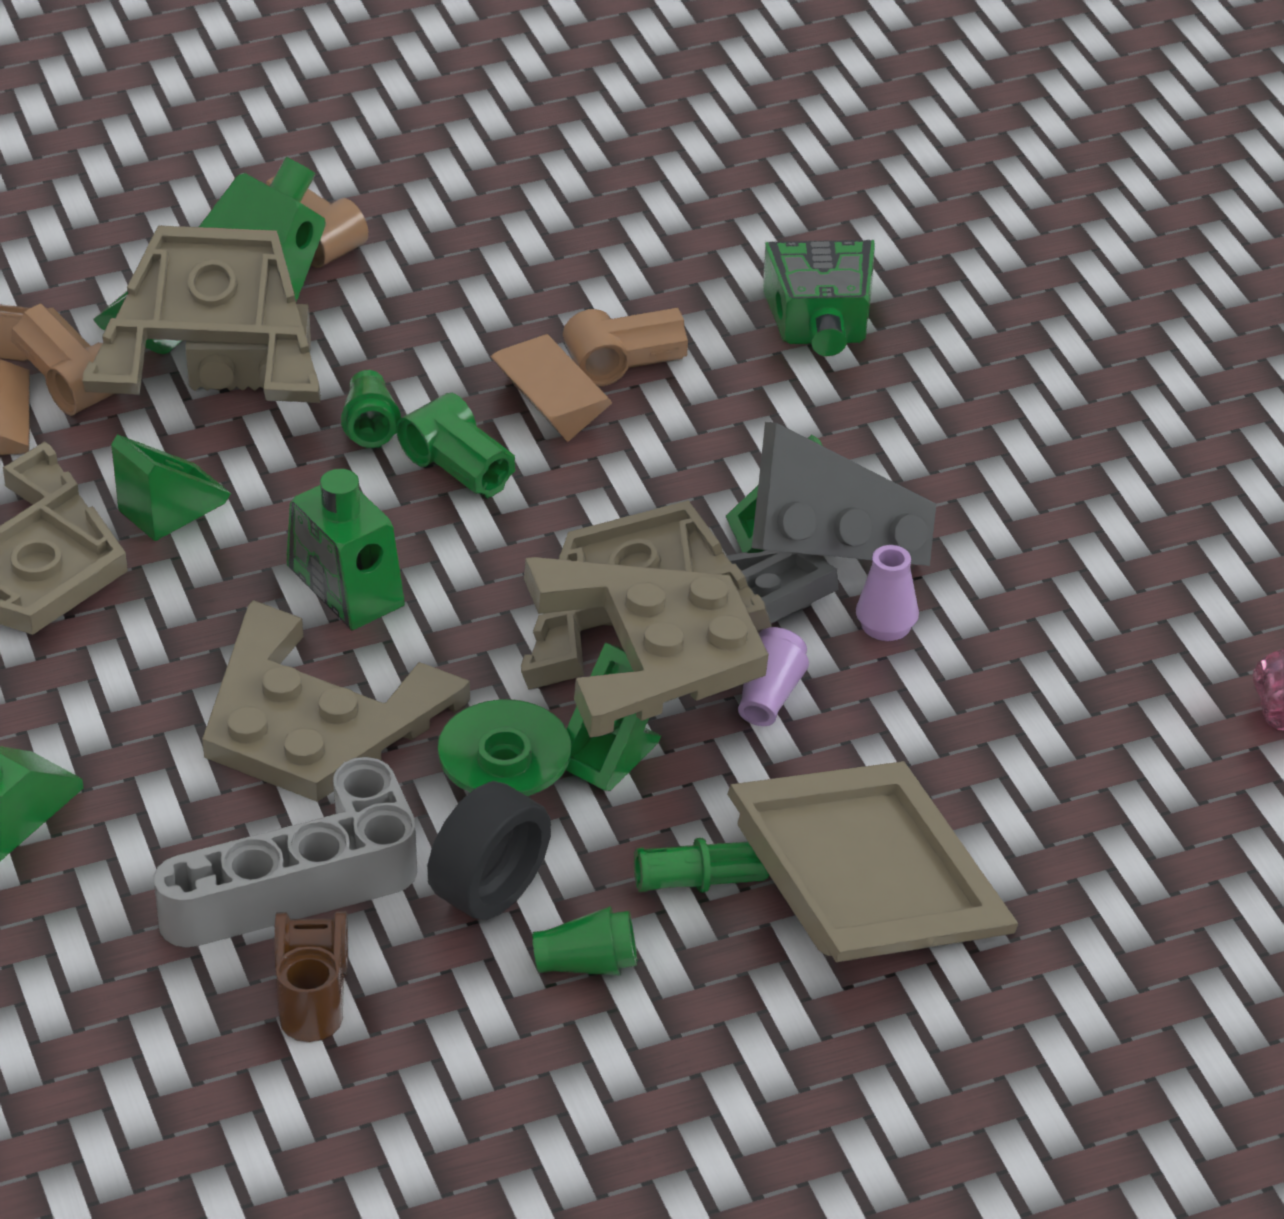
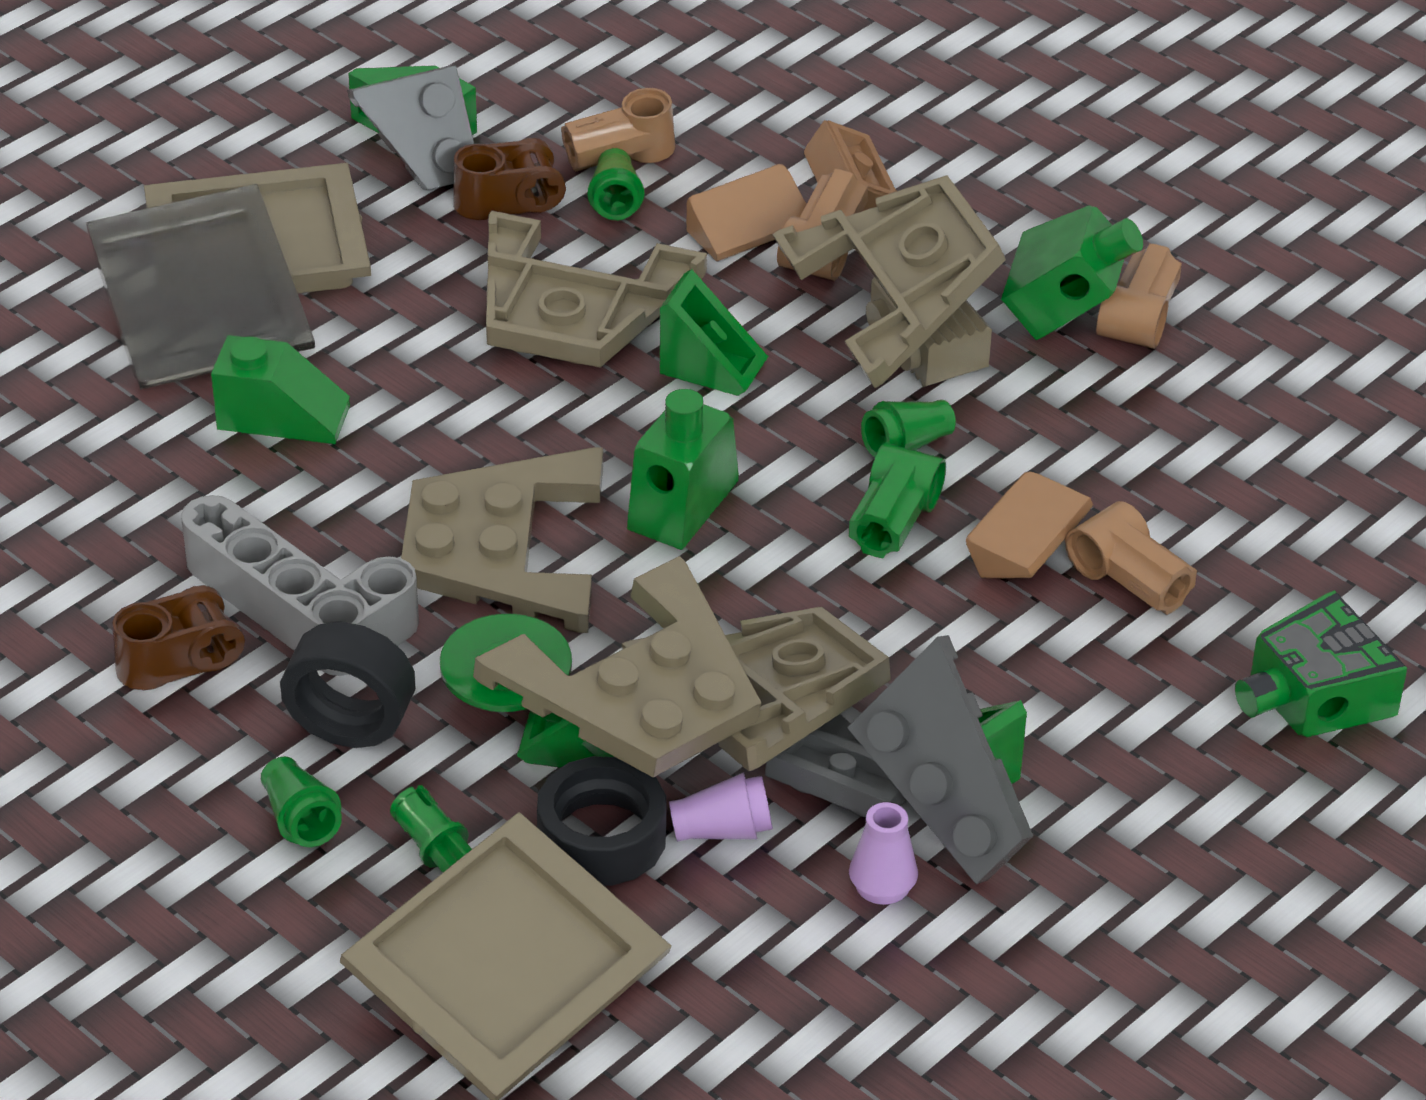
camera: 65 degrees right, 0 degrees up
(732, 718) = (605, 782): none -> black tyre

